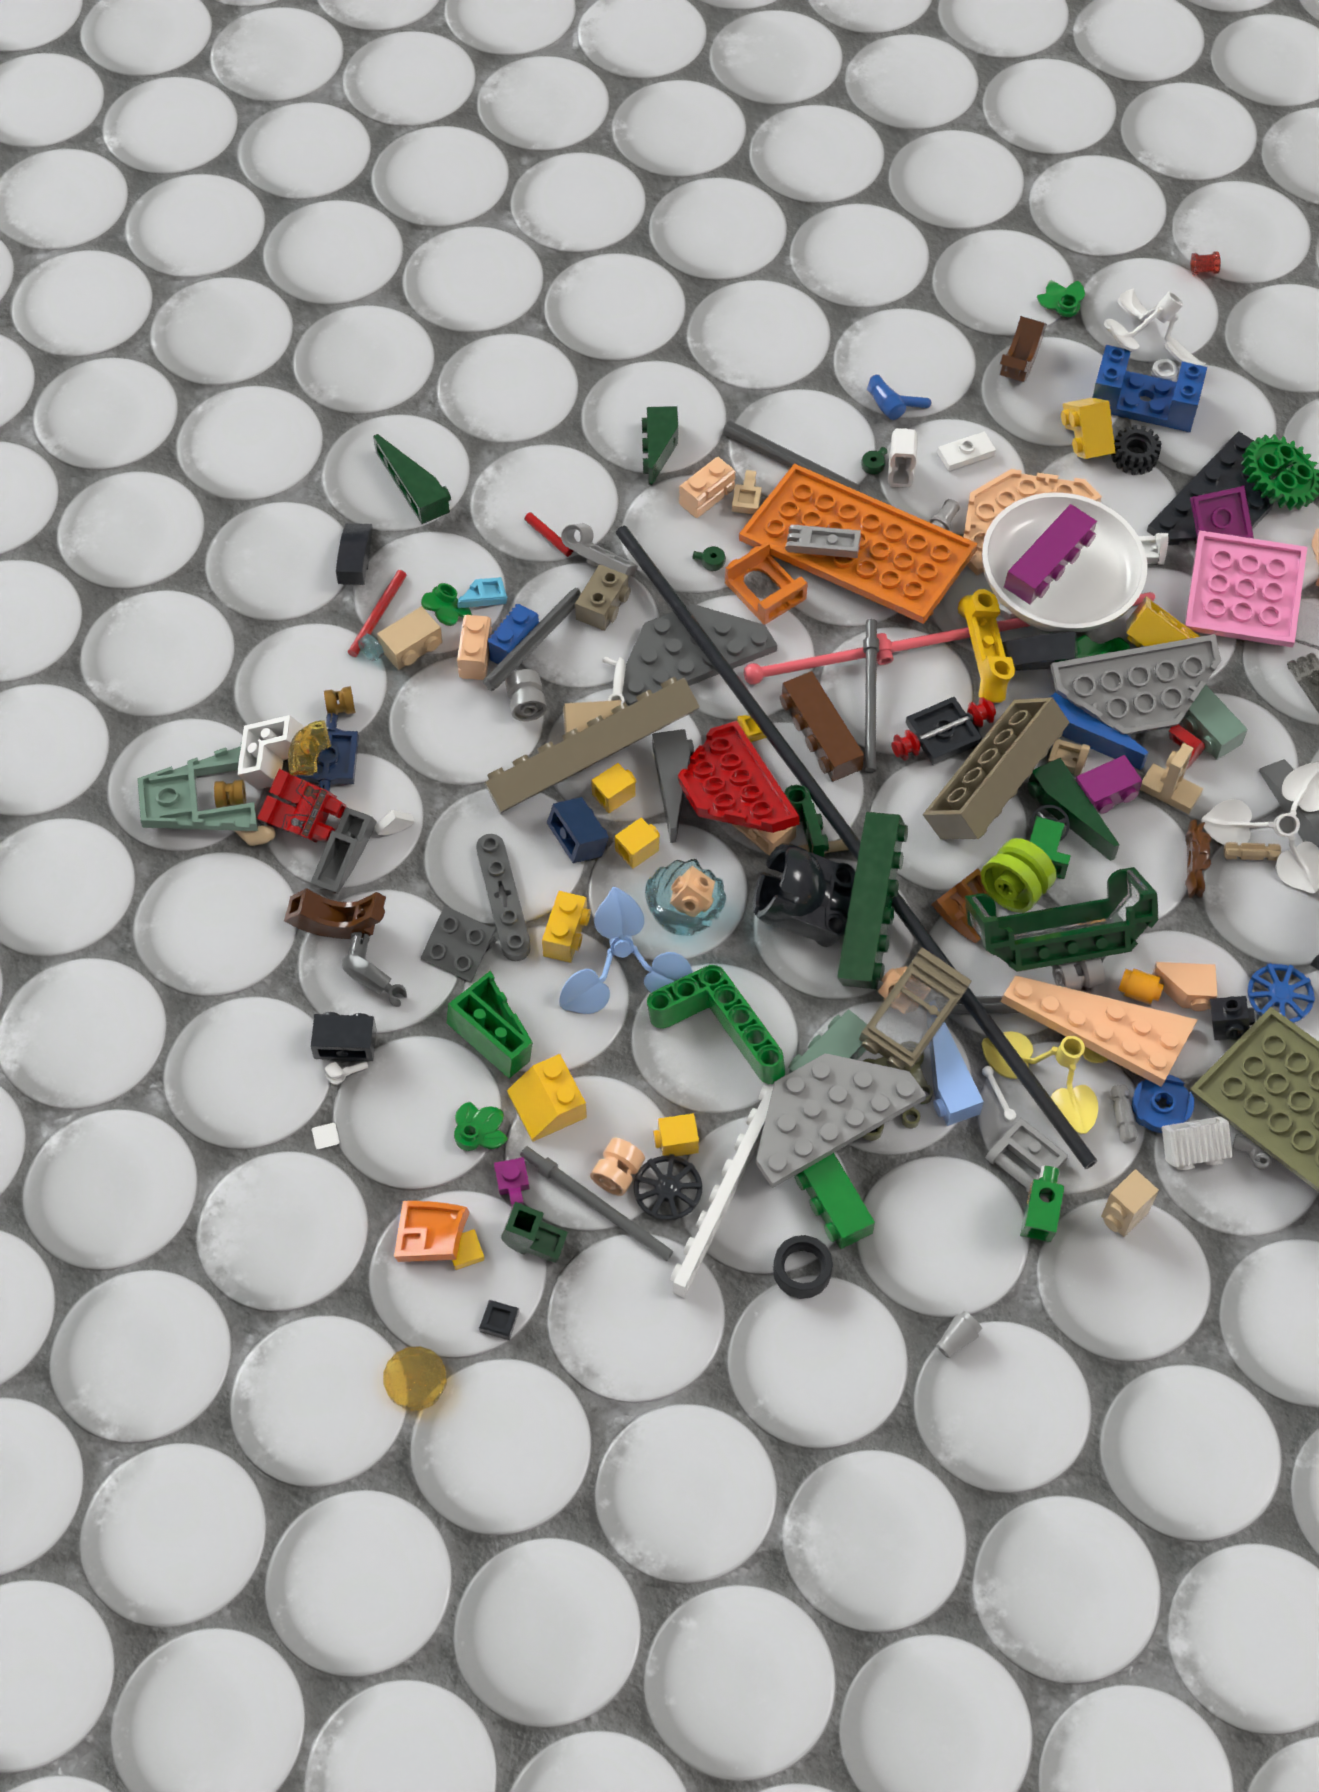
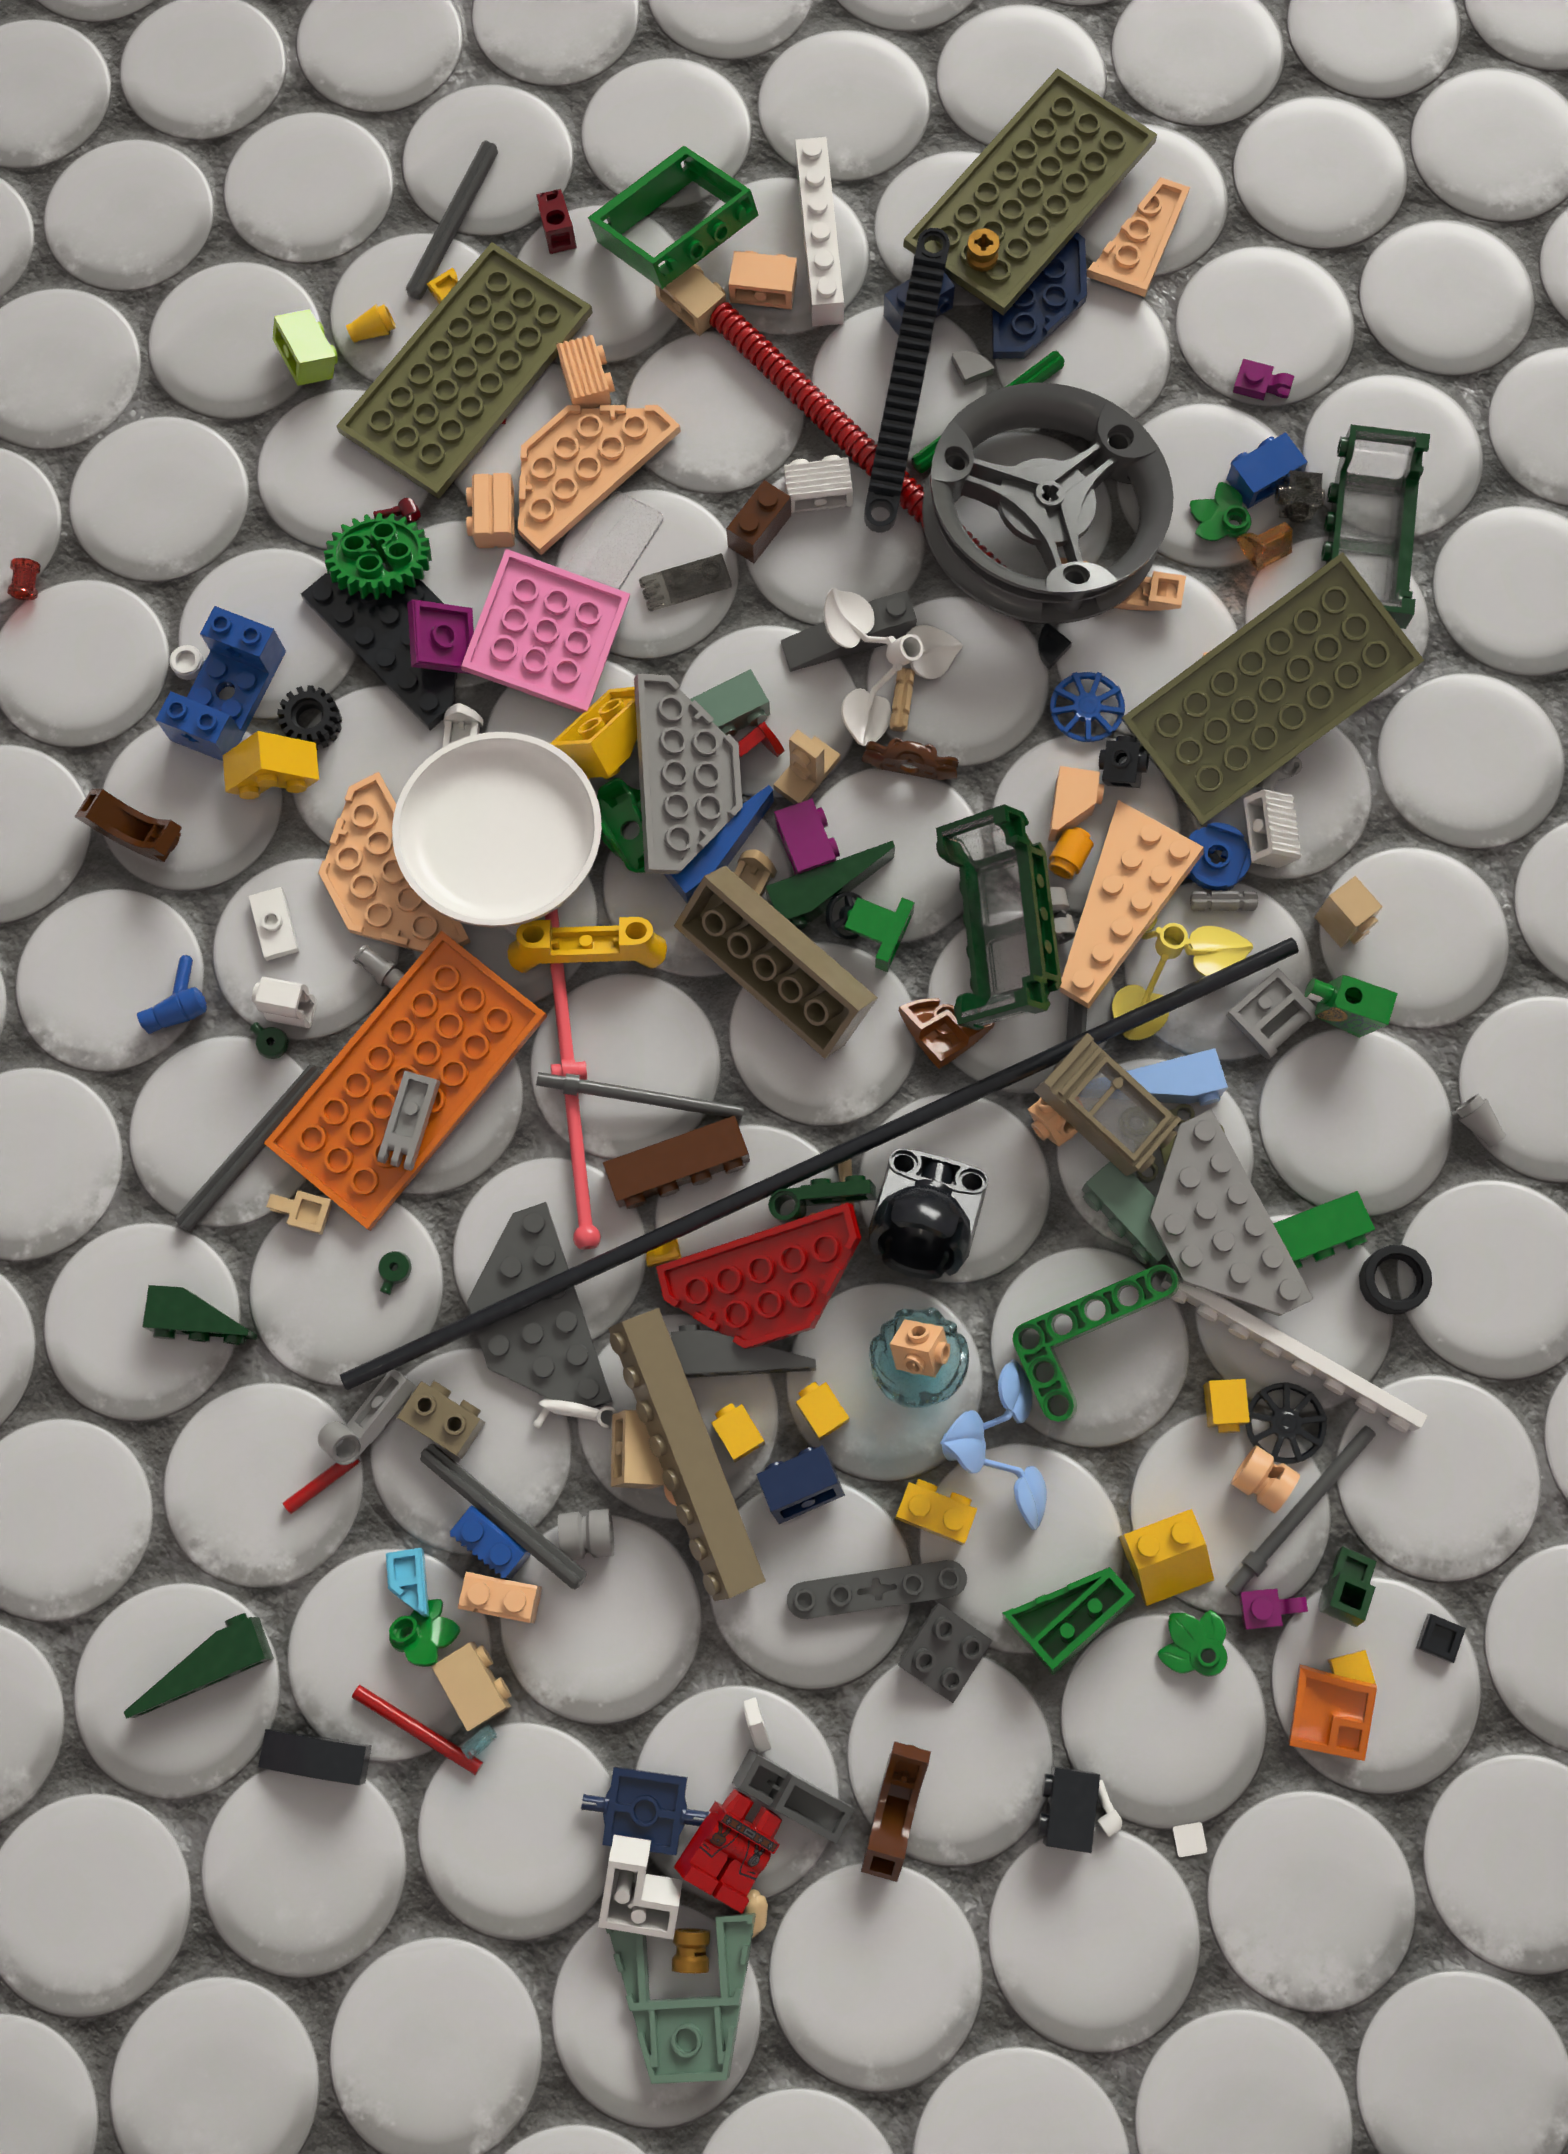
camera: 80 degrees left, 15 degrees up
(306, 747) = (649, 1838): clear yellow tile -> none
(345, 698) = (561, 1781): pearl gold wheel -> none
(366, 973) = (976, 1778): dark grey arm -> none
(415, 1378) = (1510, 1744): clear yellow tile -> none
(707, 487) = (285, 1261): light nougat brick -> none
(759, 559) = (411, 1202): orange panel -> none
(872, 900) = (947, 1134): dark green brick -> none
(943, 729) = (698, 1016): black plate -> none
(1009, 1114) = (1214, 1025): white hinge -> none
(1018, 875) = (926, 960): lime wheel -> none
(1041, 650) = (612, 881): black slope -> none
(1050, 554) = (497, 840): magenta brick -> none
(1063, 300) = (40, 765): green plate -> none
(1163, 311) = (118, 637): white plant -> none

